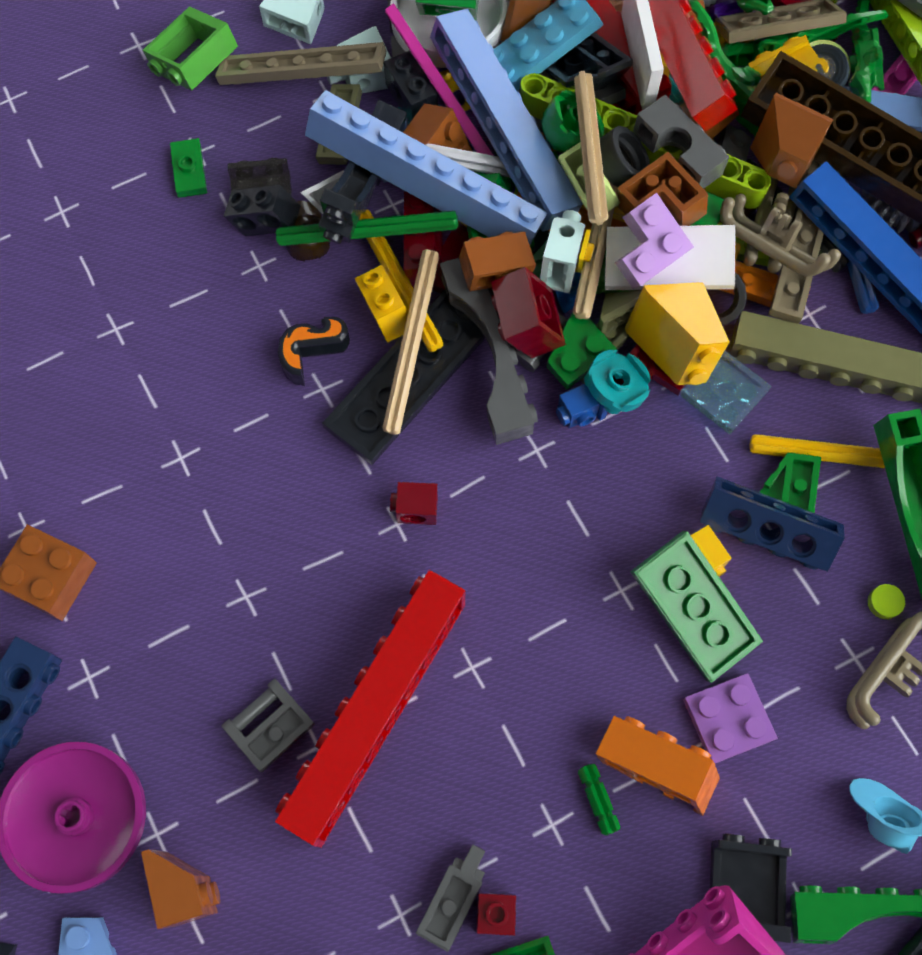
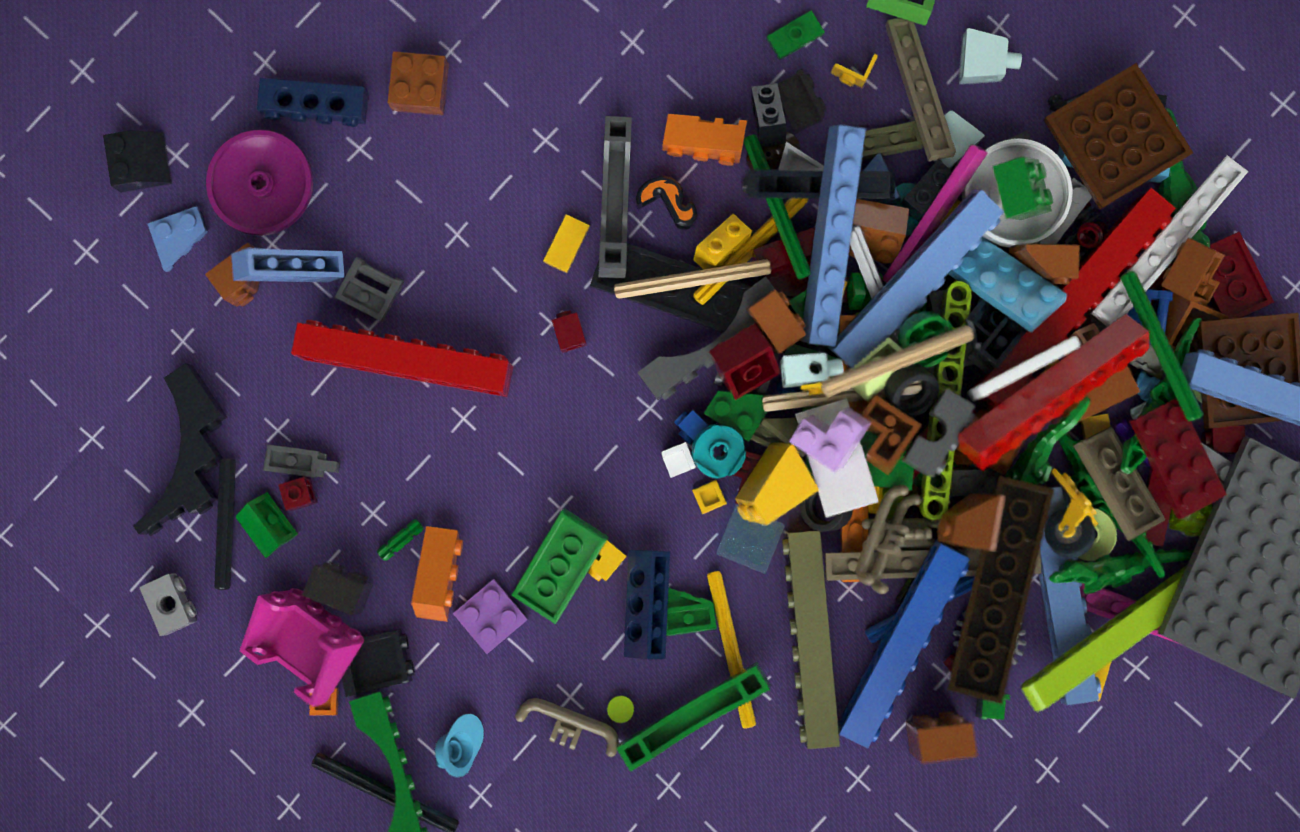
camera: 75 degrees right, 15 degrees up
(193, 812) = (287, 265): none -> medium blue brick
(258, 127) = (850, 77): none -> yellow bracket
(260, 282) = (704, 138): none -> orange wedge
(311, 473) = (566, 243): none -> yellow tile
(330, 409) = (615, 197): none -> dark grey arch
(609, 434) = (678, 460): none -> white panel
(642, 899) = (337, 588): none -> clear smoke brick
(662, 419) = (709, 496): none -> yellow tile

